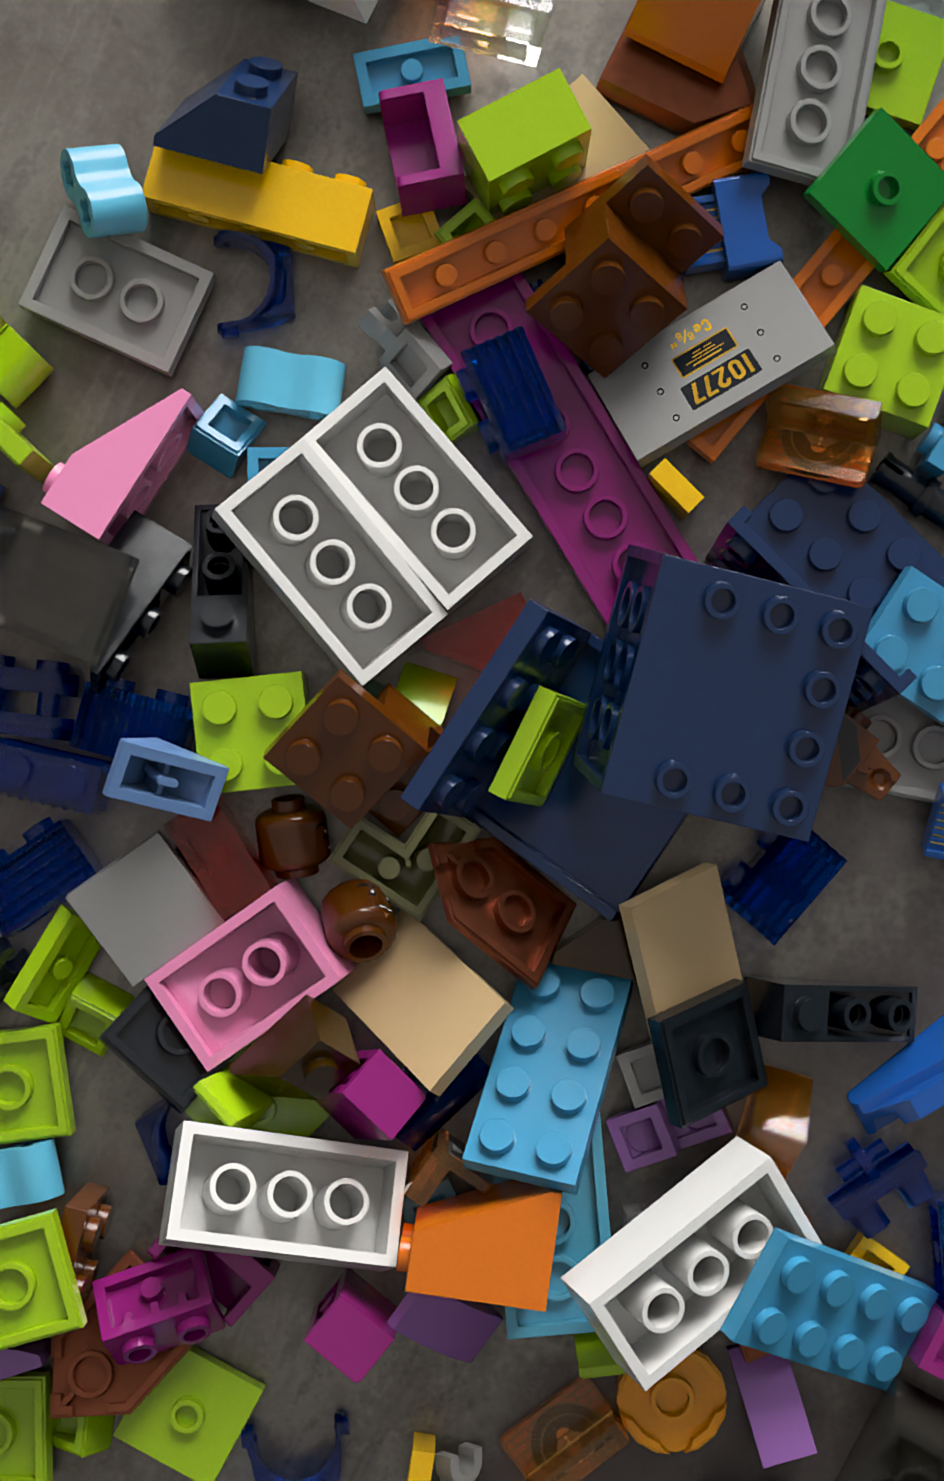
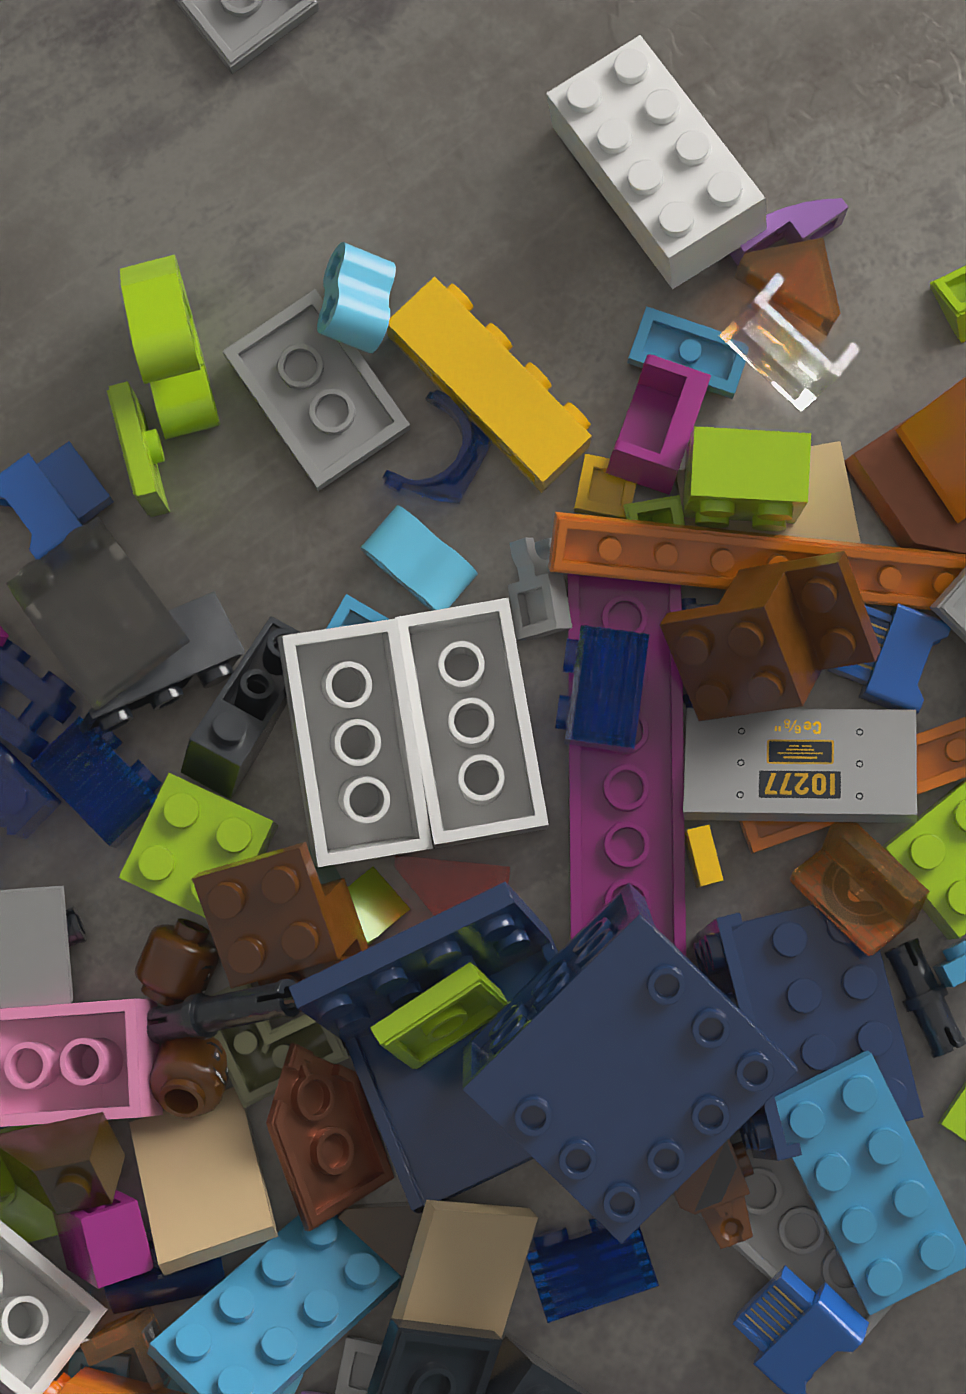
camera: 30 degrees right, 5 degrees down
(122, 468) = (224, 550): bright pink slope -> none
(165, 777) = (96, 844): medium blue slope -> none
(222, 859) = (103, 941): clear red panel -> none
(224, 434) = (334, 570): dark azure slope -> none
(235, 117) = (508, 302): dark blue slope -> none
(342, 865) = (205, 1015): none -> black pin
(449, 409) = (543, 667): lime slope -> none

